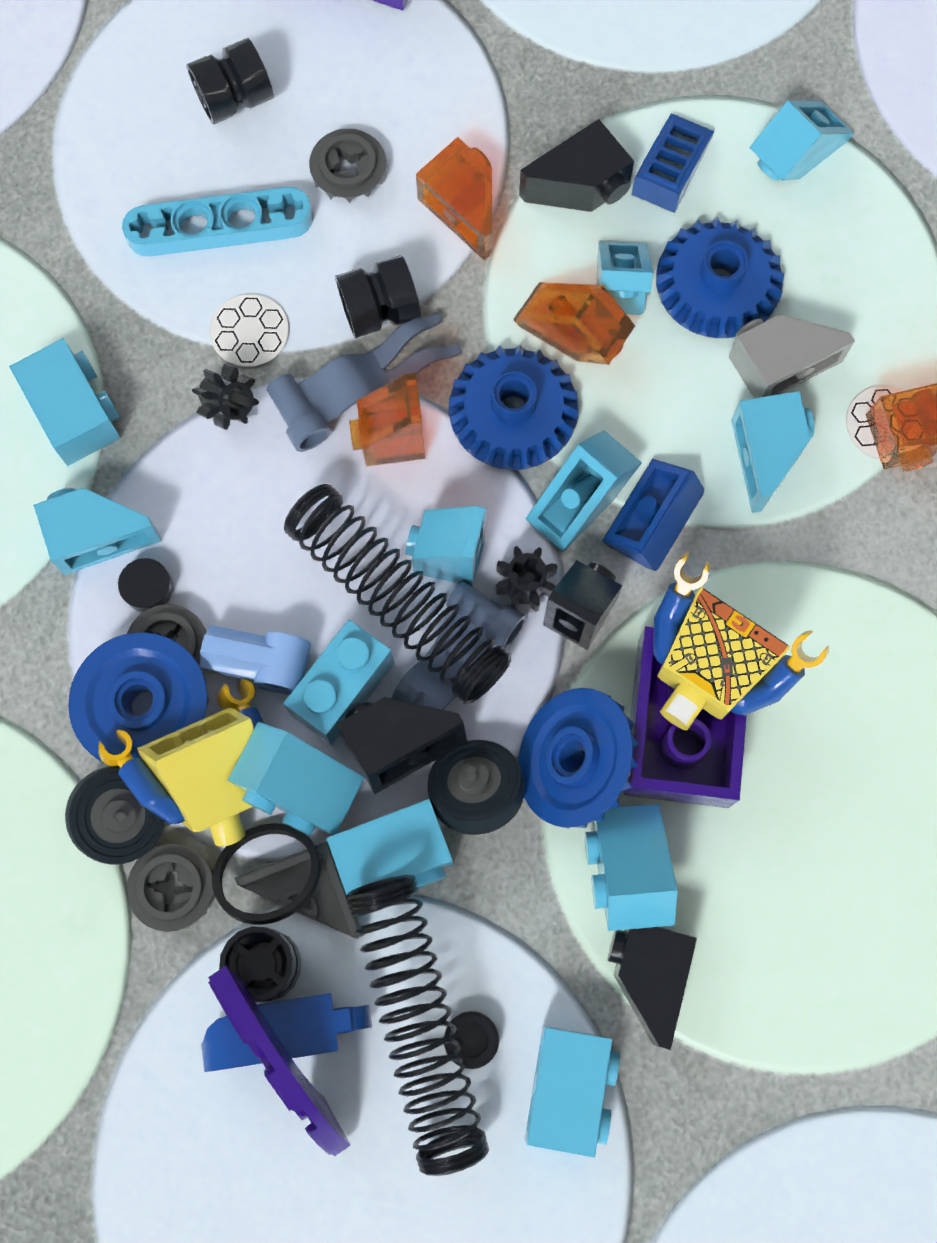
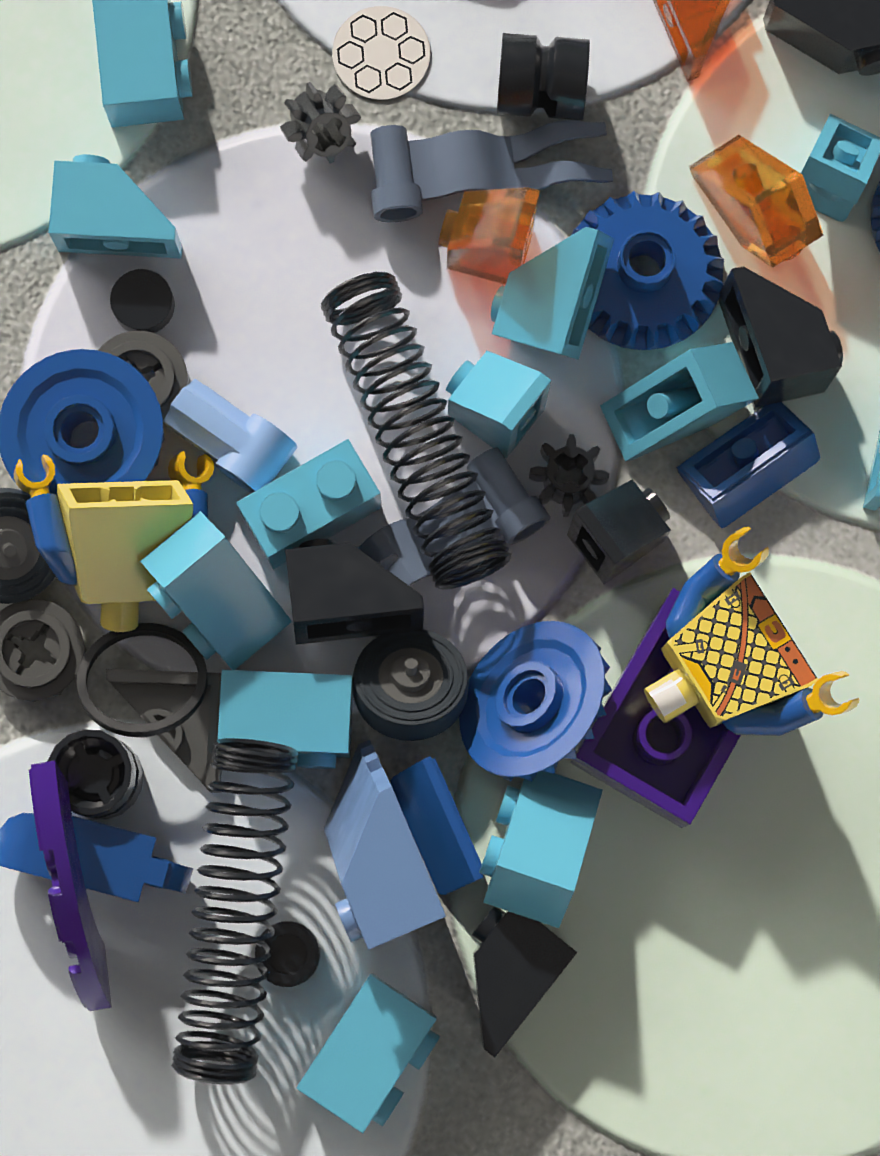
camera: 20 degrees right, 5 degrees up
(456, 449) = (554, 294): none -> medium azure slope
(513, 930) = (377, 857): none -> medium blue wedge
(544, 888) = (437, 826): none -> blue slope
(636, 412) = (779, 338): none -> black slope

